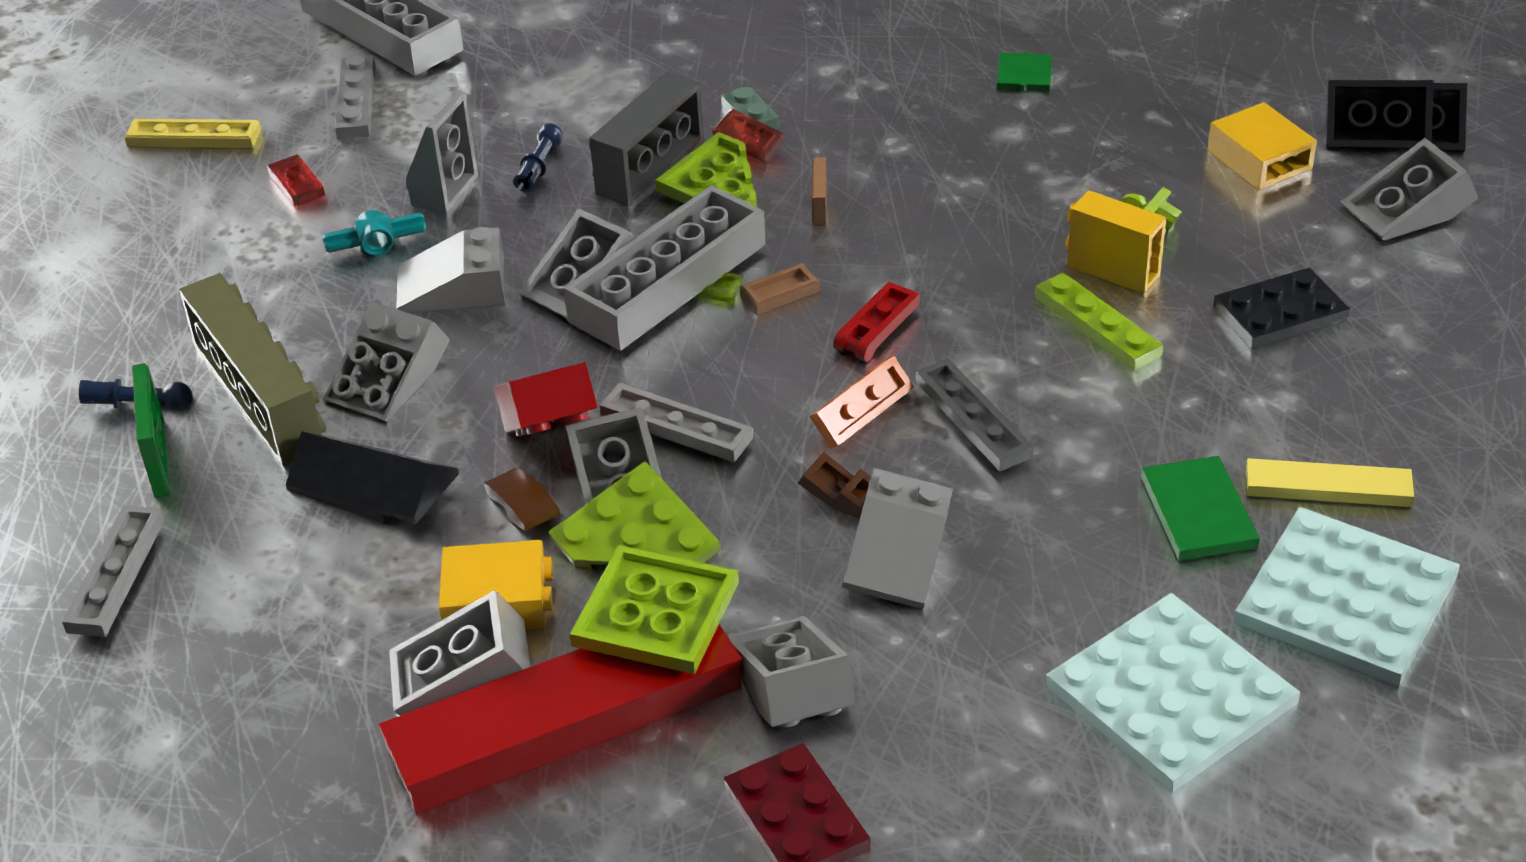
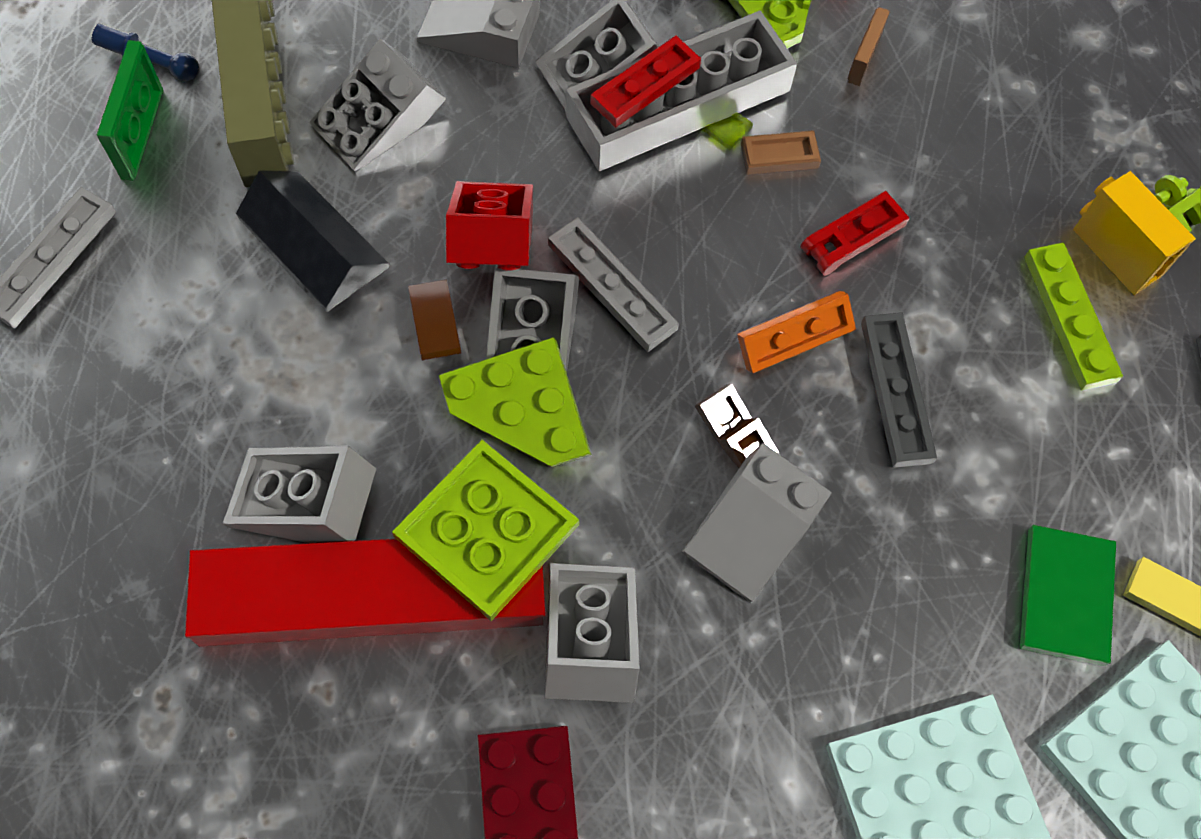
camera: 15 degrees right, 25 degrees up
(510, 568) = (368, 415): yellow brick -> none
(635, 256) = (645, 81): none -> red plate

